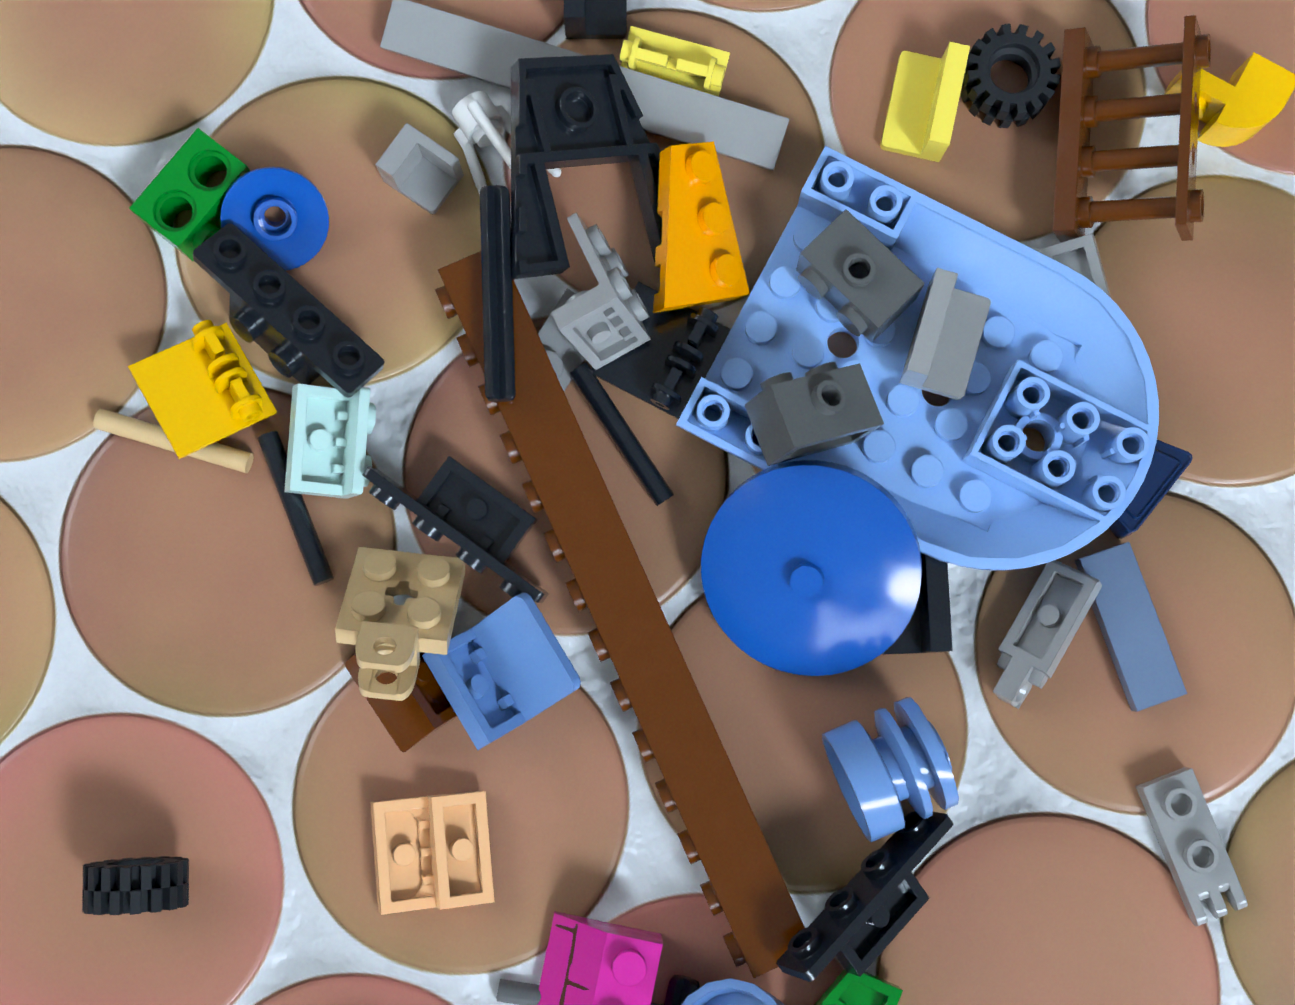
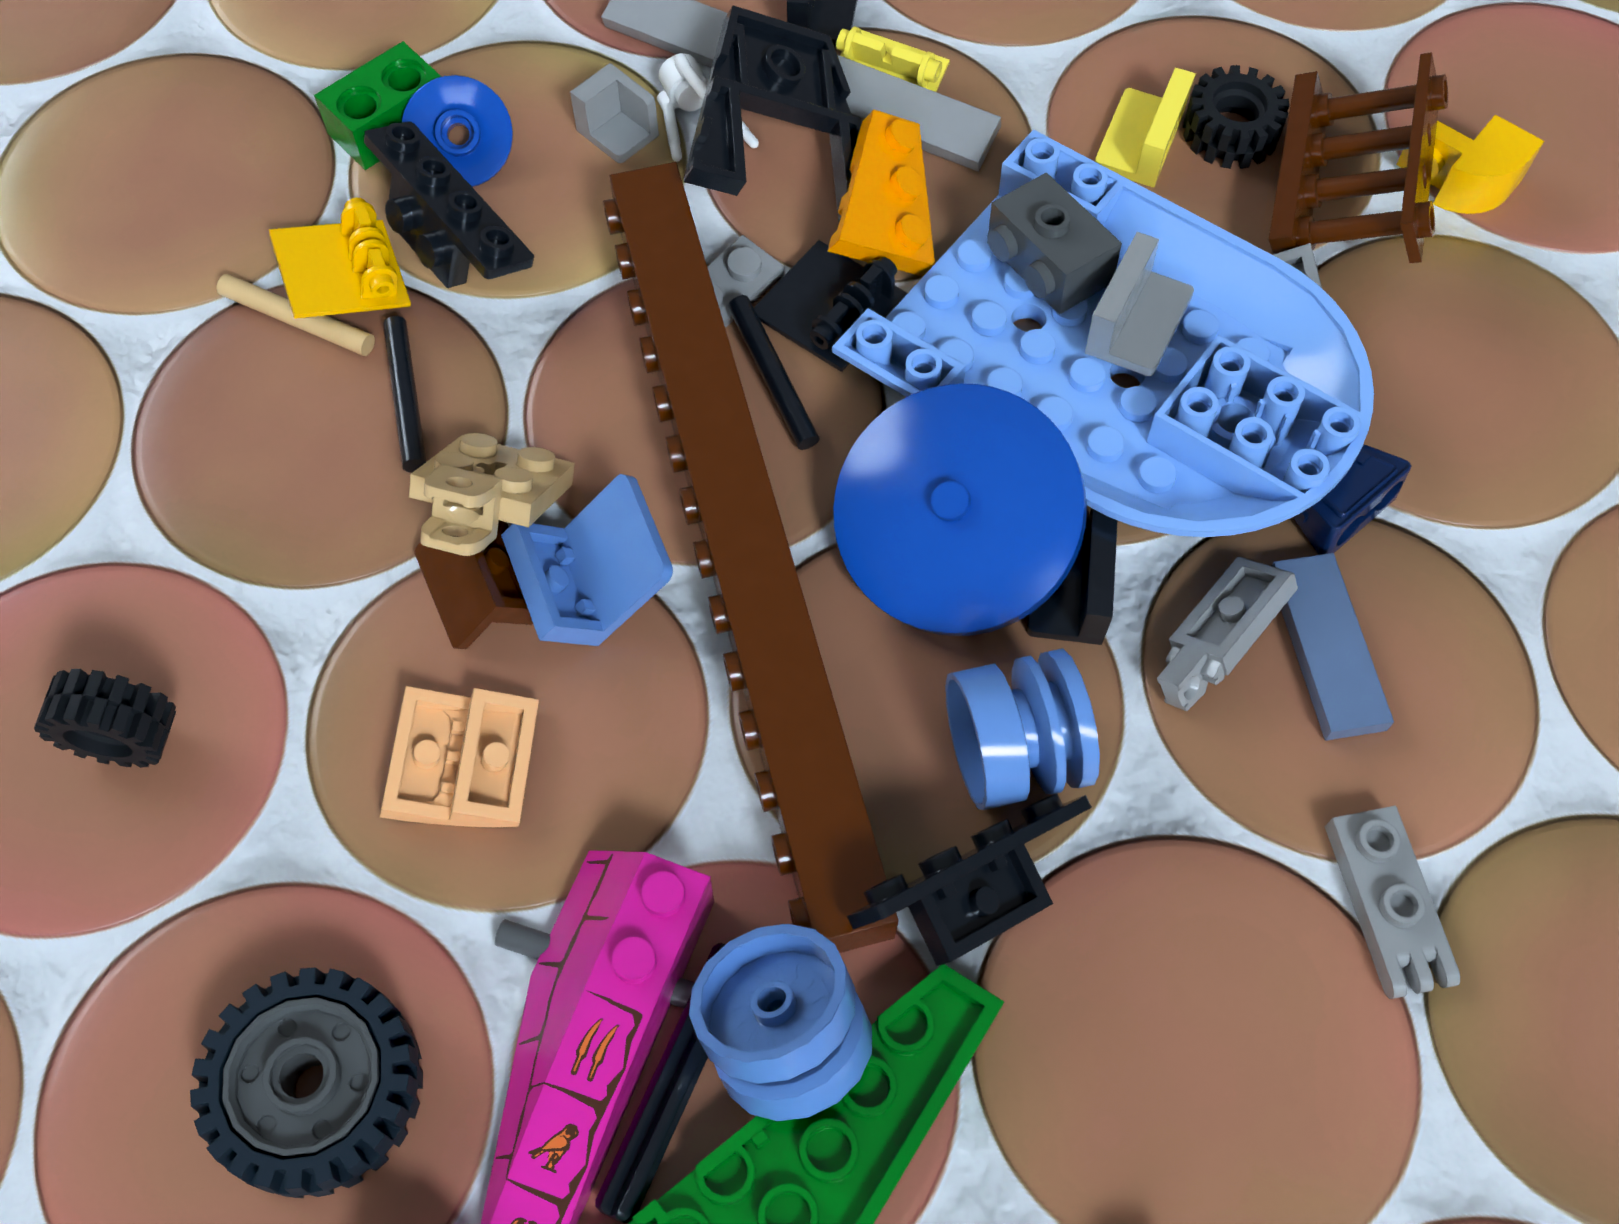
camera: 15 degrees right, 20 degrees down
(328, 441) = (455, 329): light aqua bracket -> none
(470, 515) = (586, 412): black bracket -> none
(497, 294) = (664, 200): black axle -> none
(608, 317) = (773, 233): light grey bracket -> none
(812, 412) = (983, 342): dark grey brick -> none

